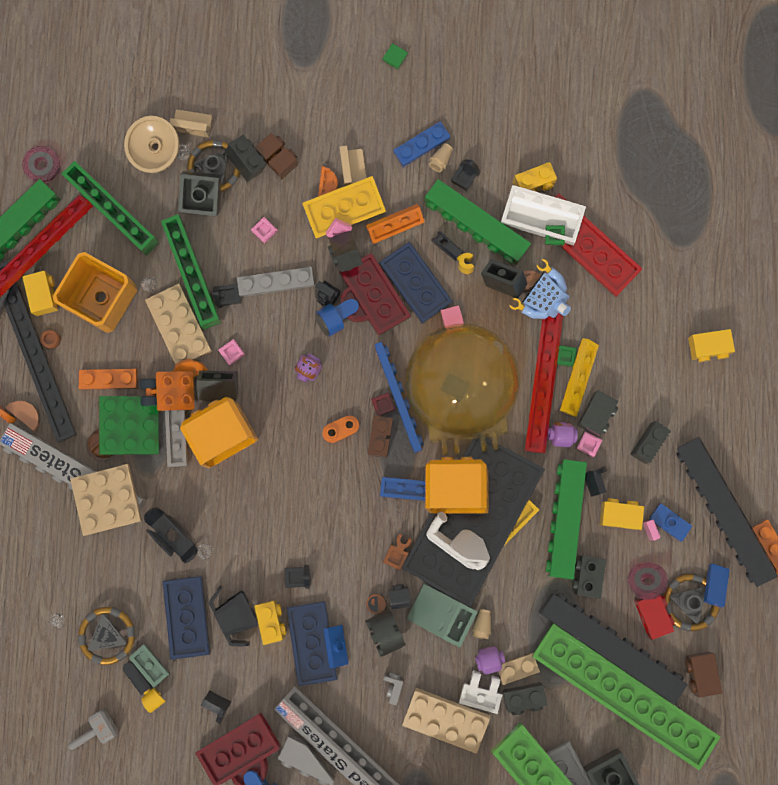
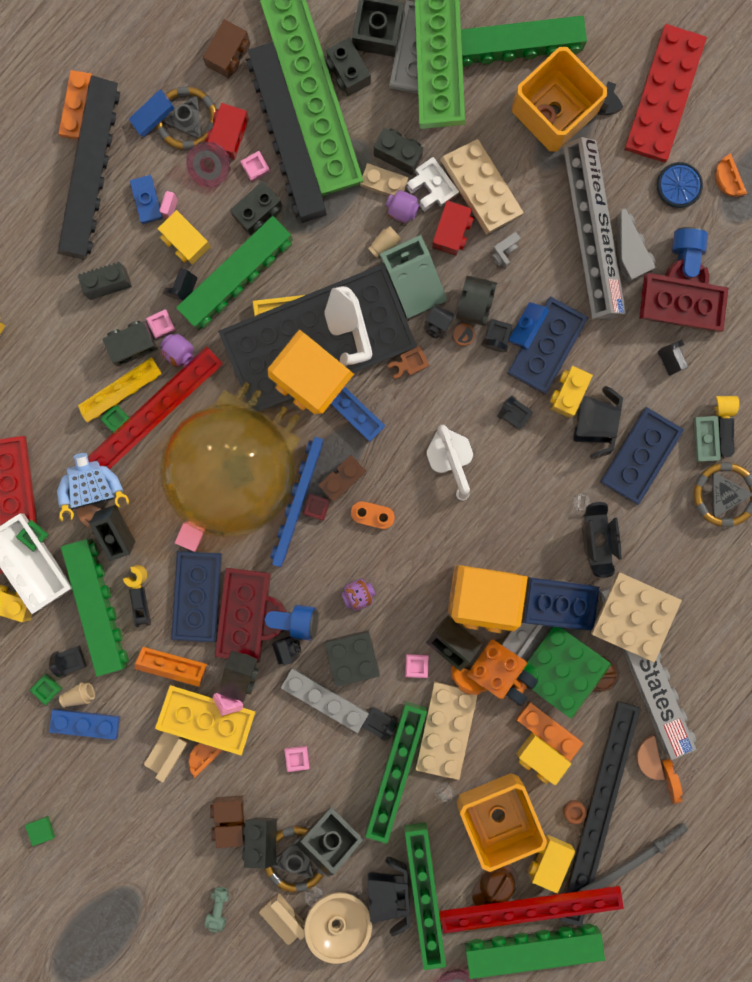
camera: 145 degrees left, 5 degrees up
(67, 249) = (495, 886): none -> reddish brown piece
(98, 356) = (543, 759): none -> yellow brick
(135, 190) = (388, 894): none -> black piece
(165, 467) = (560, 604): none -> dark blue tile
(236, 87) = (214, 921): none -> sand green bar
(278, 322) = (352, 658): none -> pearl dark grey brick
(321, 513) = (451, 452): none -> white piece
(352, 622) = (497, 336): none -> black tile
(443, 673) = (452, 227): none -> red brick
(465, 146) = (46, 689): none -> green tile
(609, 731) = (348, 67): none -> pearl dark grey brick
(615, 606) = (255, 166): none -> bright pink tile

